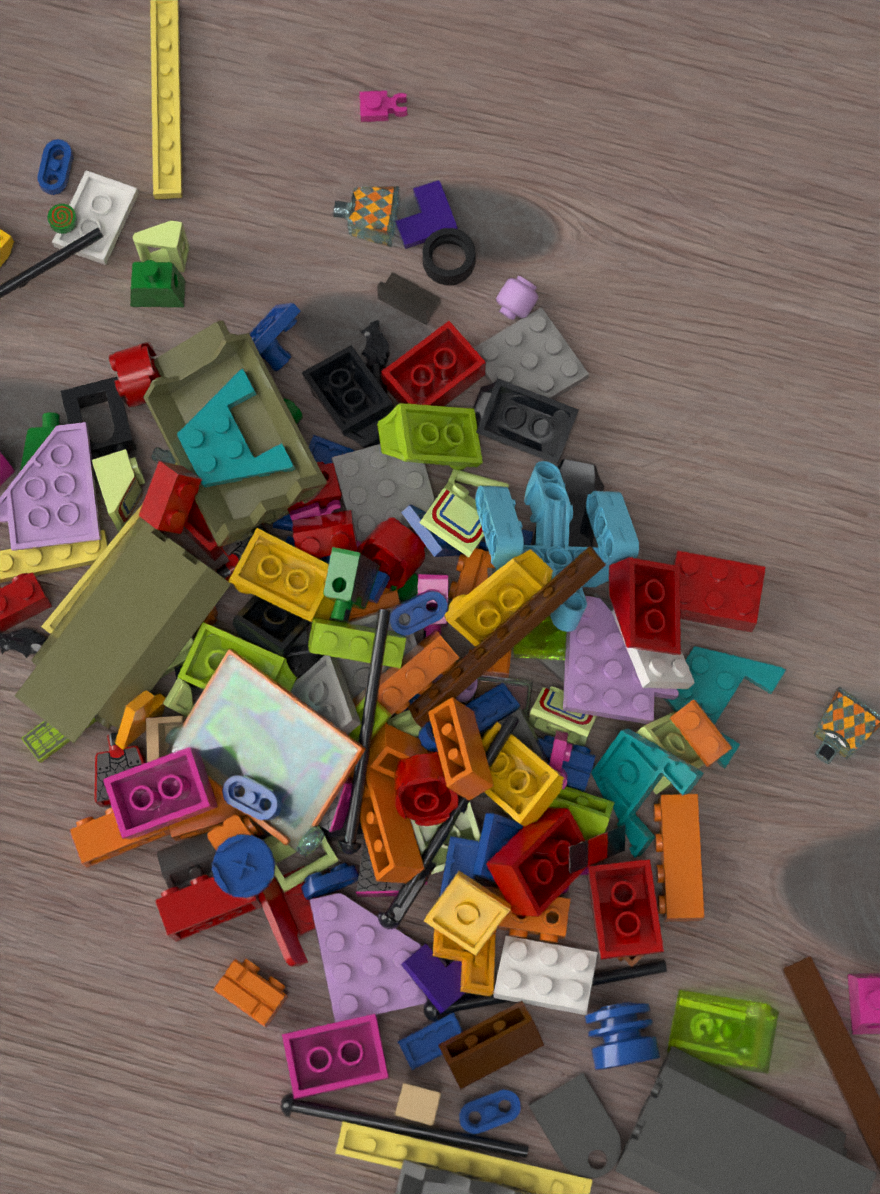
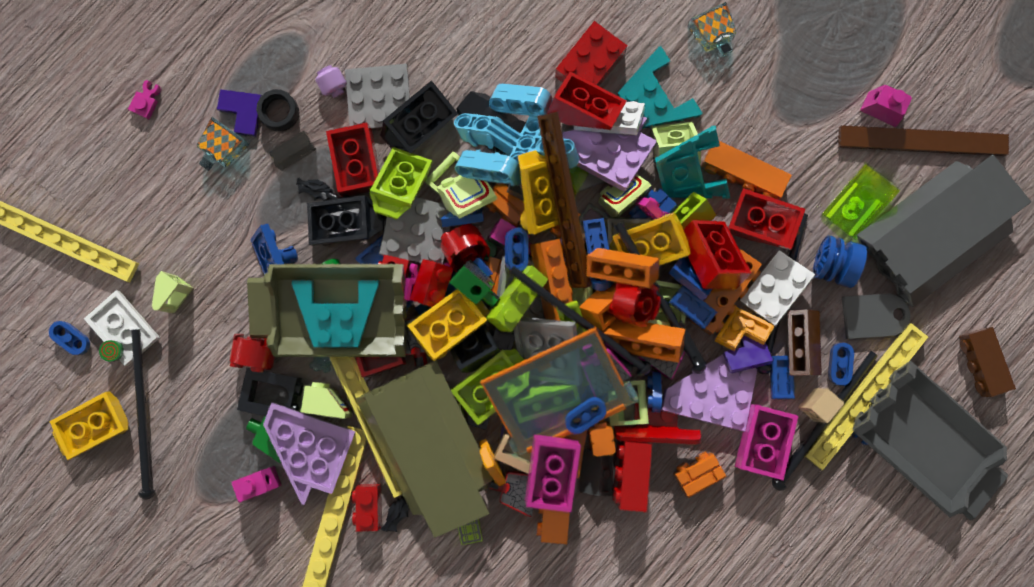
camera: 60 degrees left, 10 degrees up
(156, 285) = (194, 310): green torso -> none
(170, 497) = (355, 372): red brick -> none
(180, 698) = (490, 430): yellowish green tile -> none
(243, 866) = (627, 442): blue tile -> none
(467, 913) = (722, 316): yellow tile -> none
(596, 849) = (720, 217): black sticker -> none
(701, 733) = (678, 116): orange brick -> none

